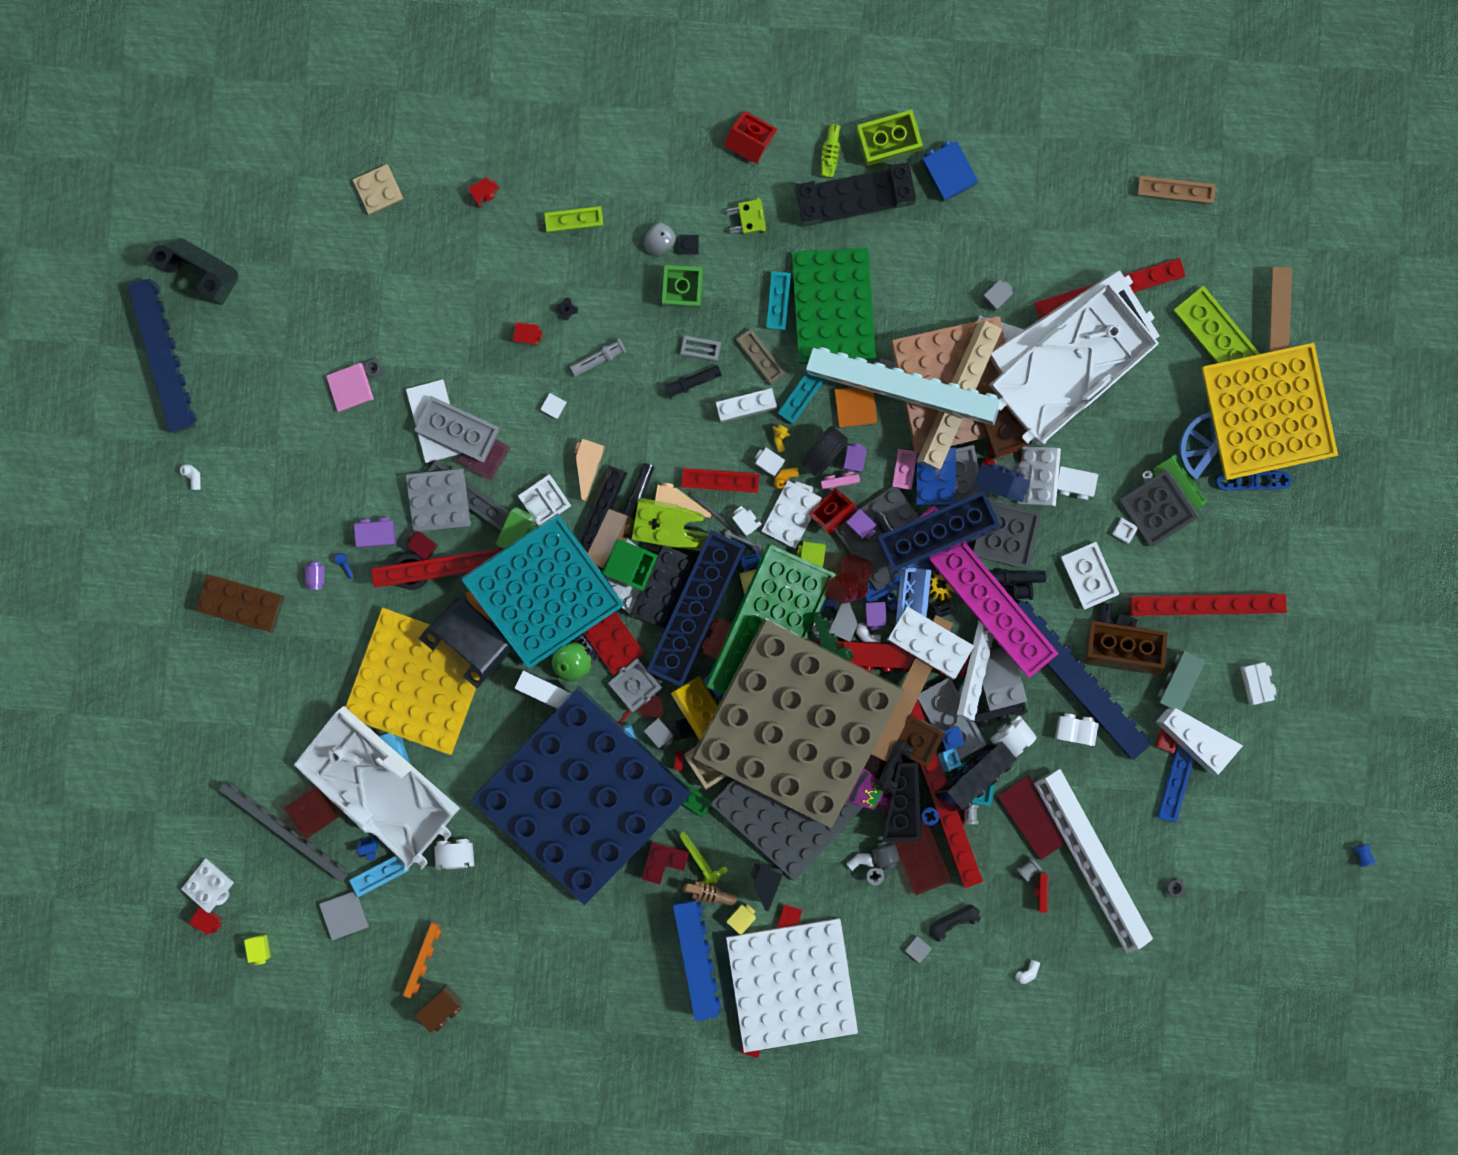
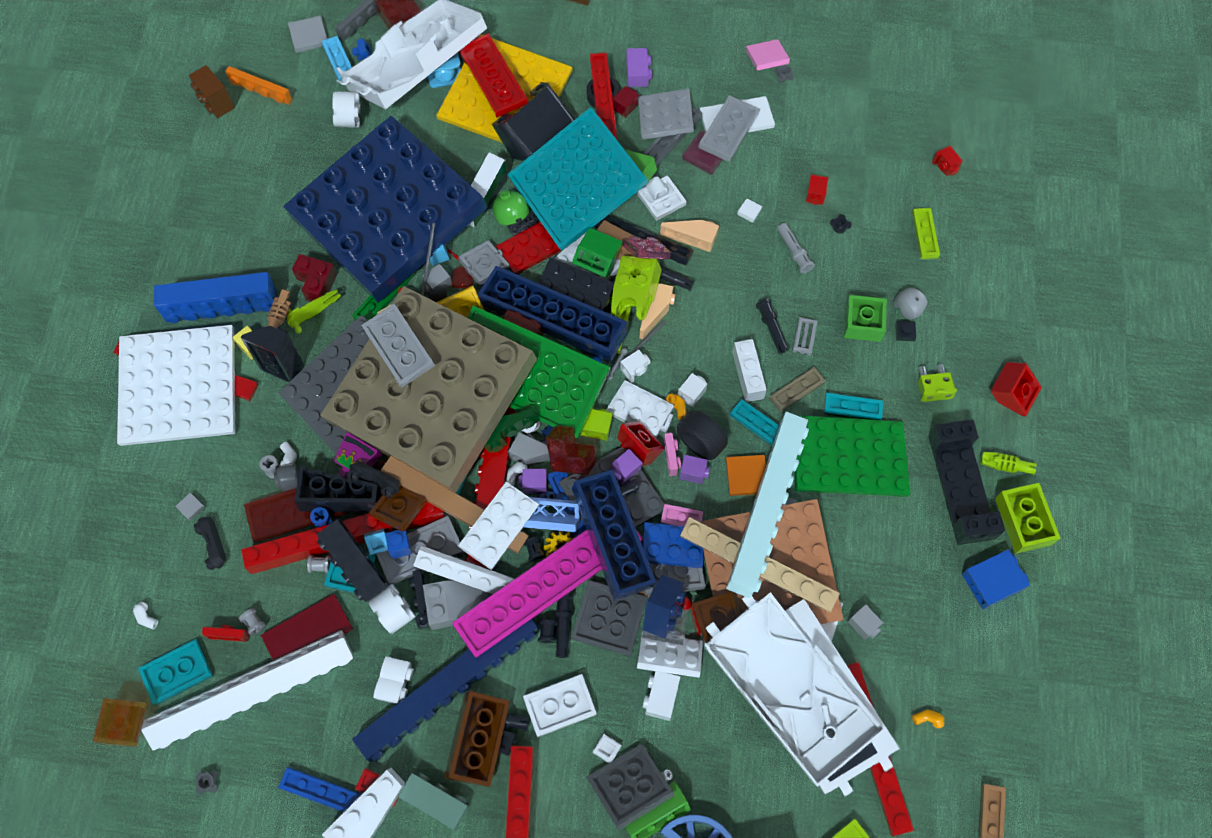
camera: 95 degrees right, 20 degrees down
(314, 575) = (603, 23): medium lavender brick -> none
(342, 559) = (617, 45): blue hand -> none
(378, 189) = (944, 85): tan plate -> none
(411, 693) = (493, 75): none -> red plate
(624, 514) = (646, 248): none -> clear pink plate
(653, 741) = (428, 259): none -> dark grey piece
(720, 480) = (675, 346): red plate -> none
(767, 753) = (398, 345): none -> light grey plate
(780, 433) = (722, 401): yellow plate -> none
(1078, 934) = (175, 672): none -> teal tile
(1079, 238) = (929, 715): none -> light orange arm
(1131, 971) = (119, 723): none -> clear orange slope

